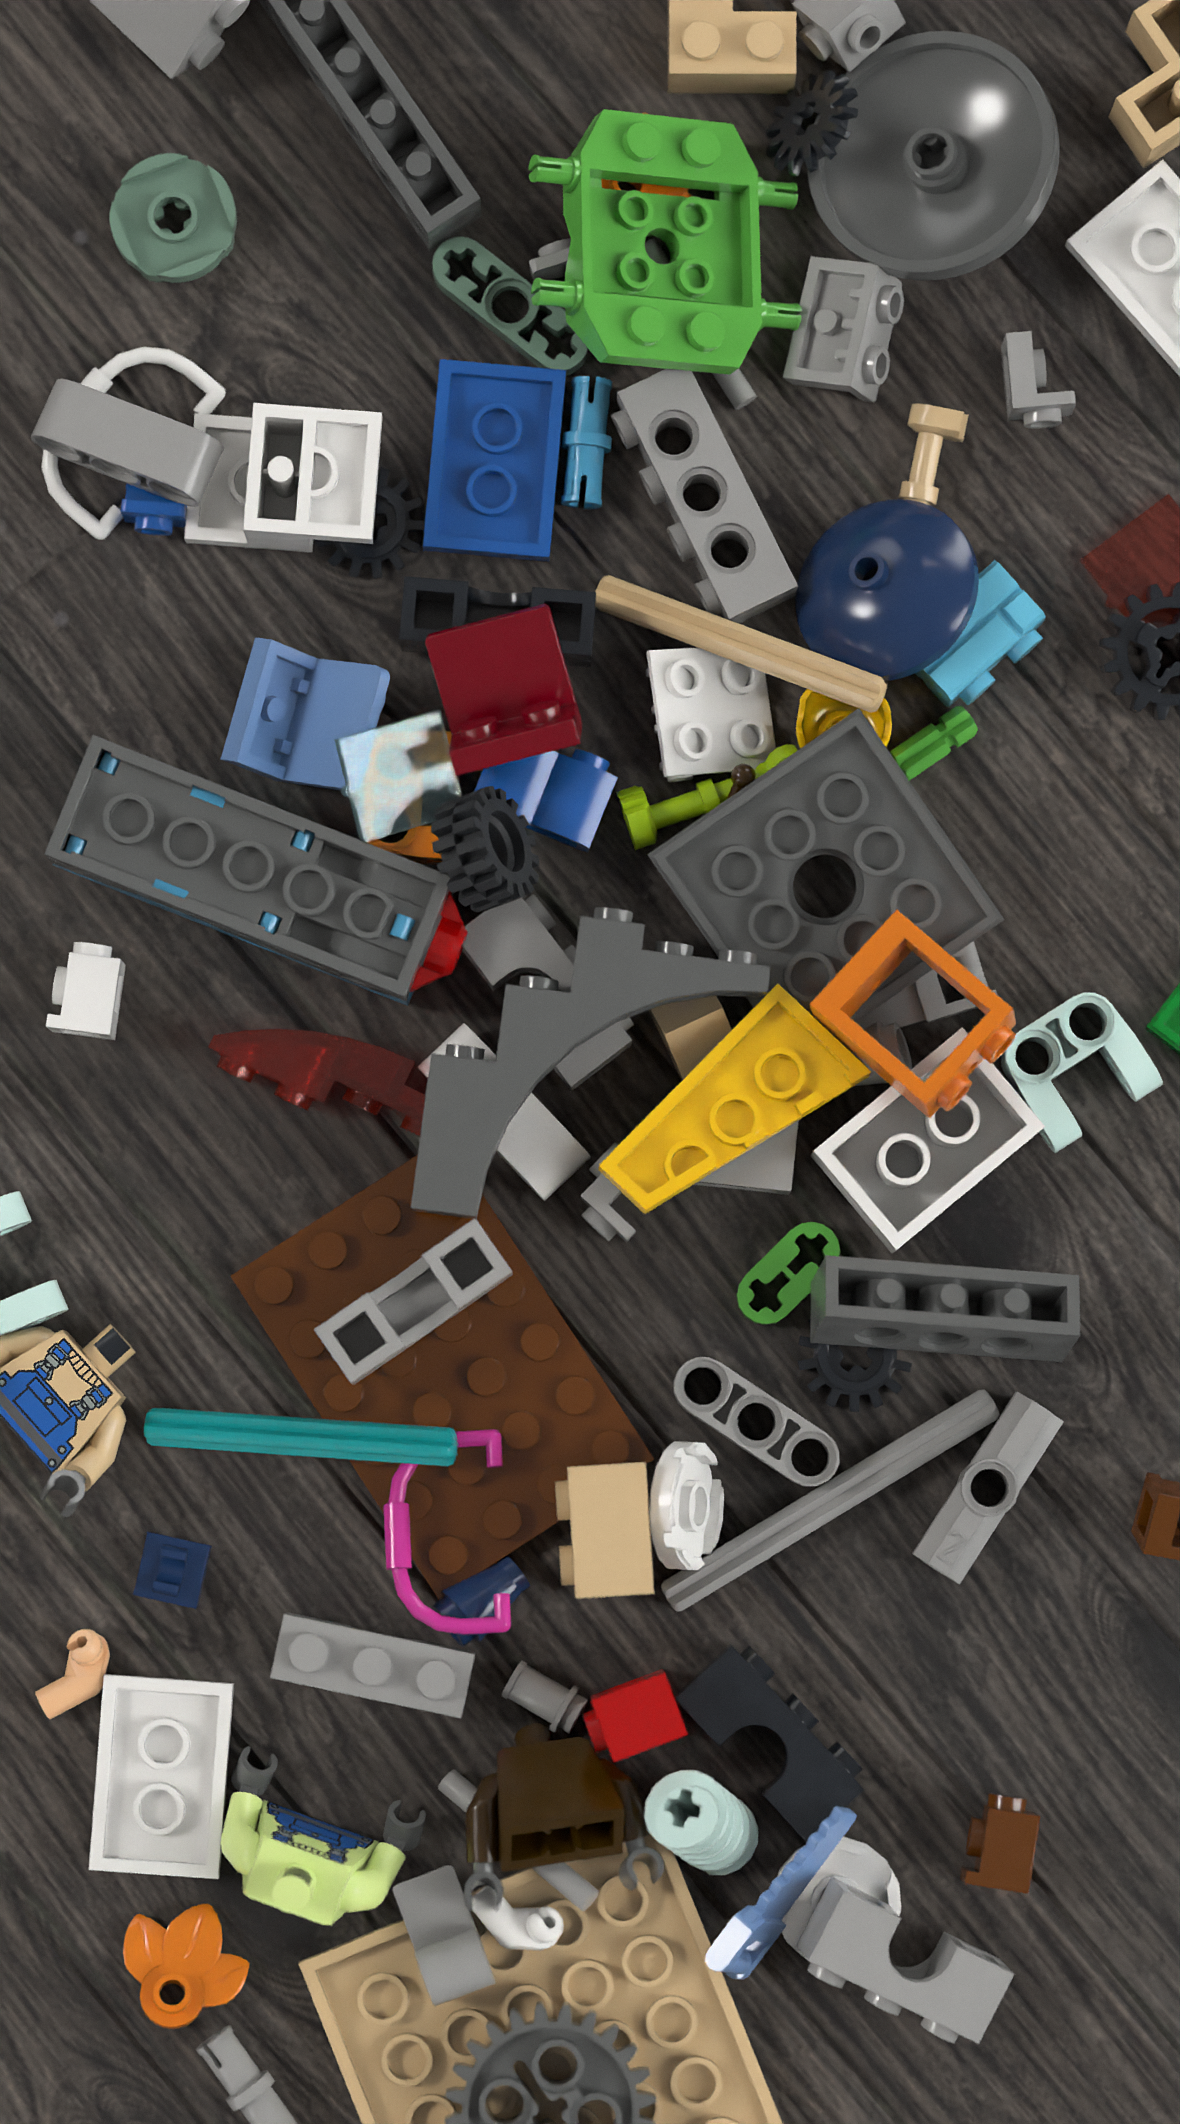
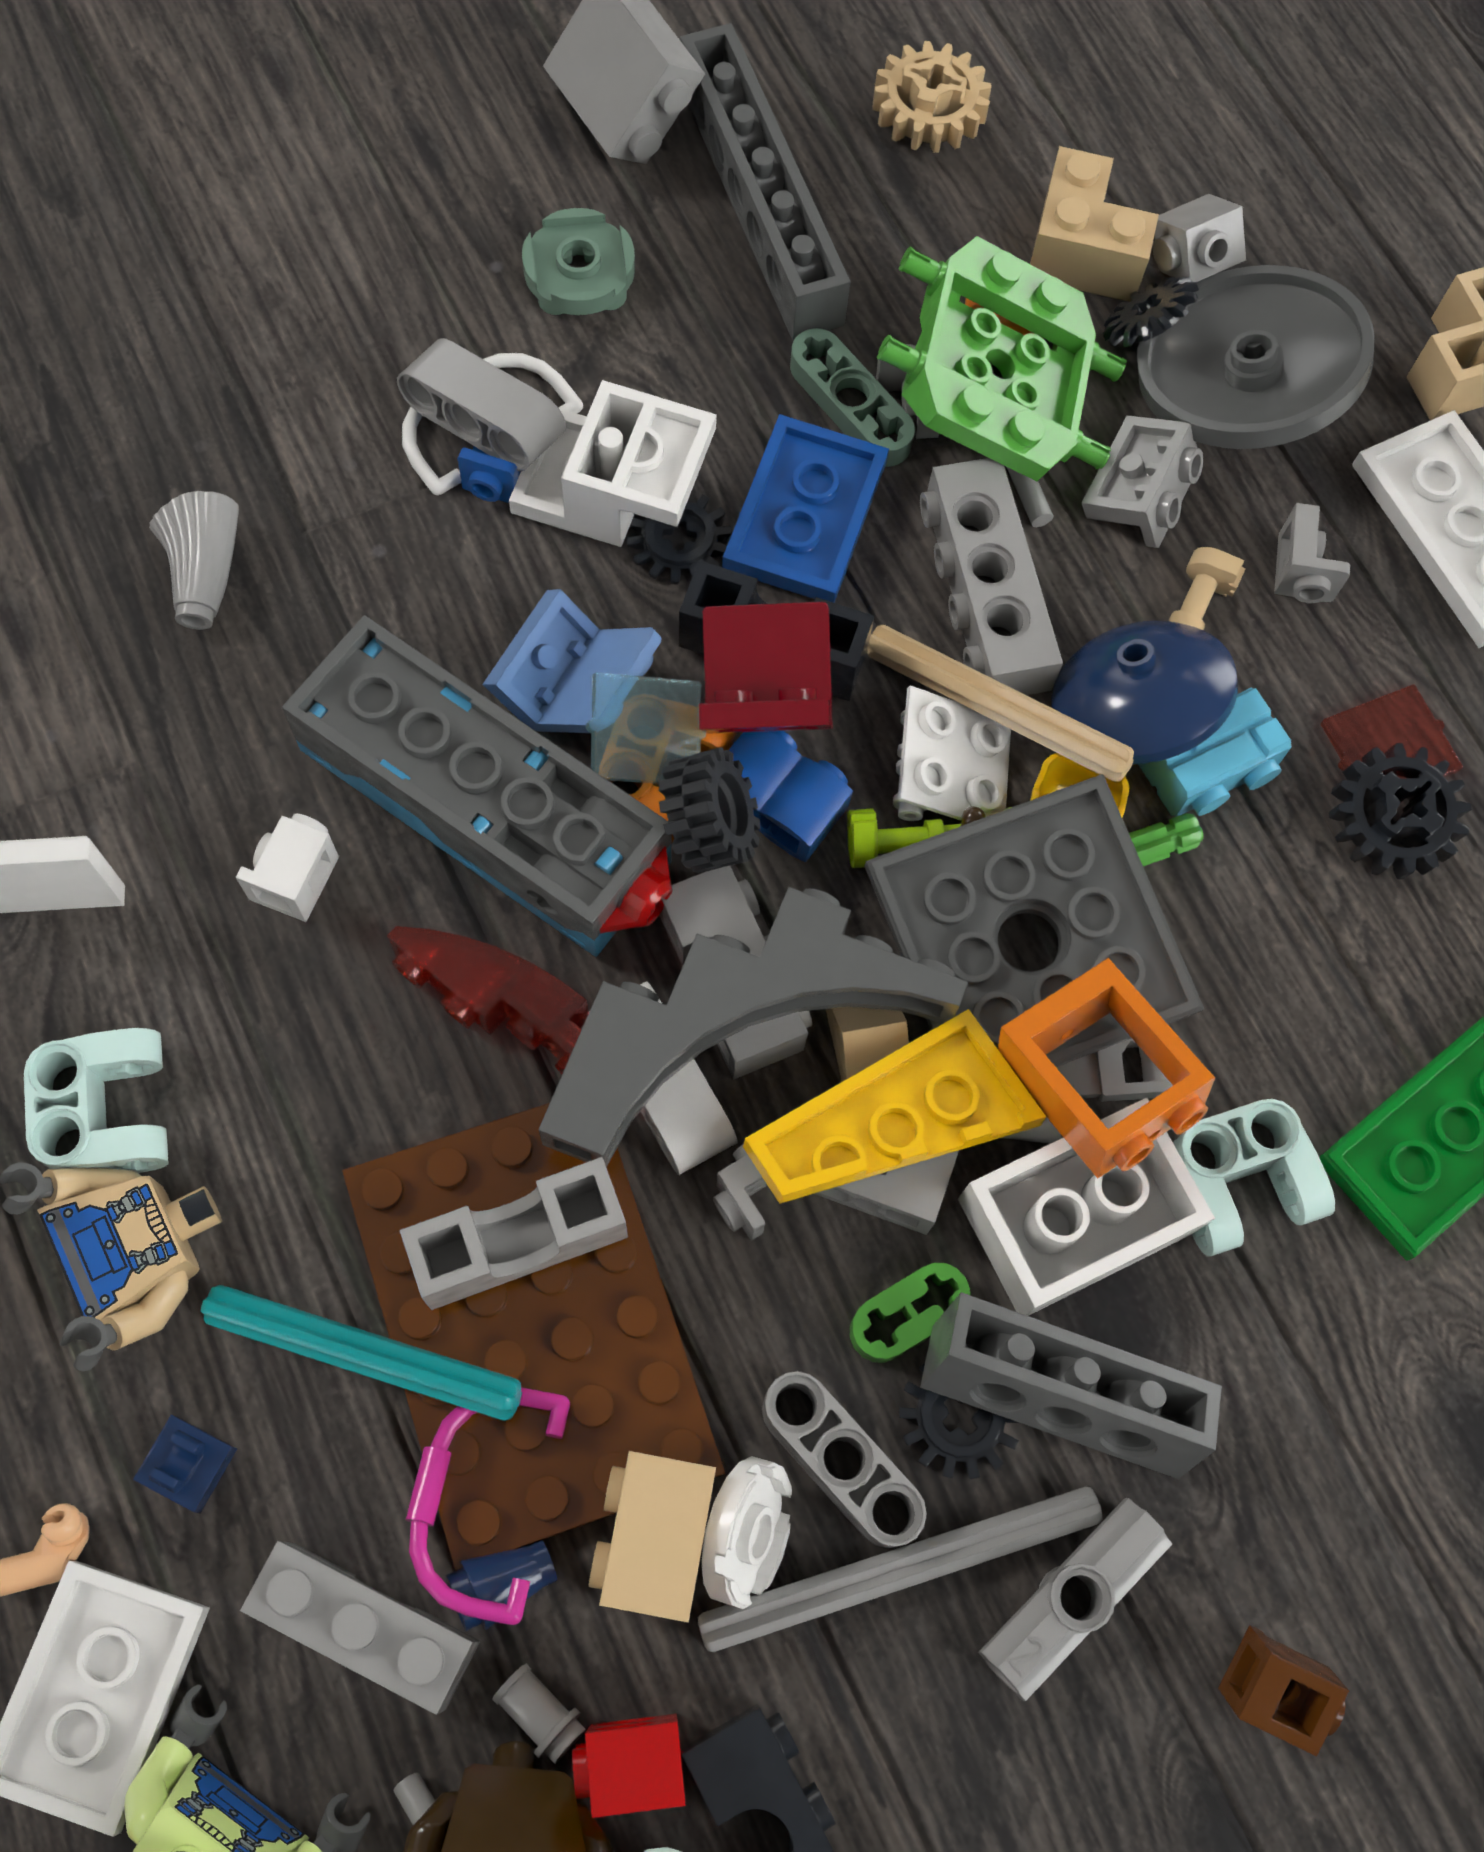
camera: 10 degrees right, 15 degrees down
(586, 442) = (892, 516): dark azure pin -> none

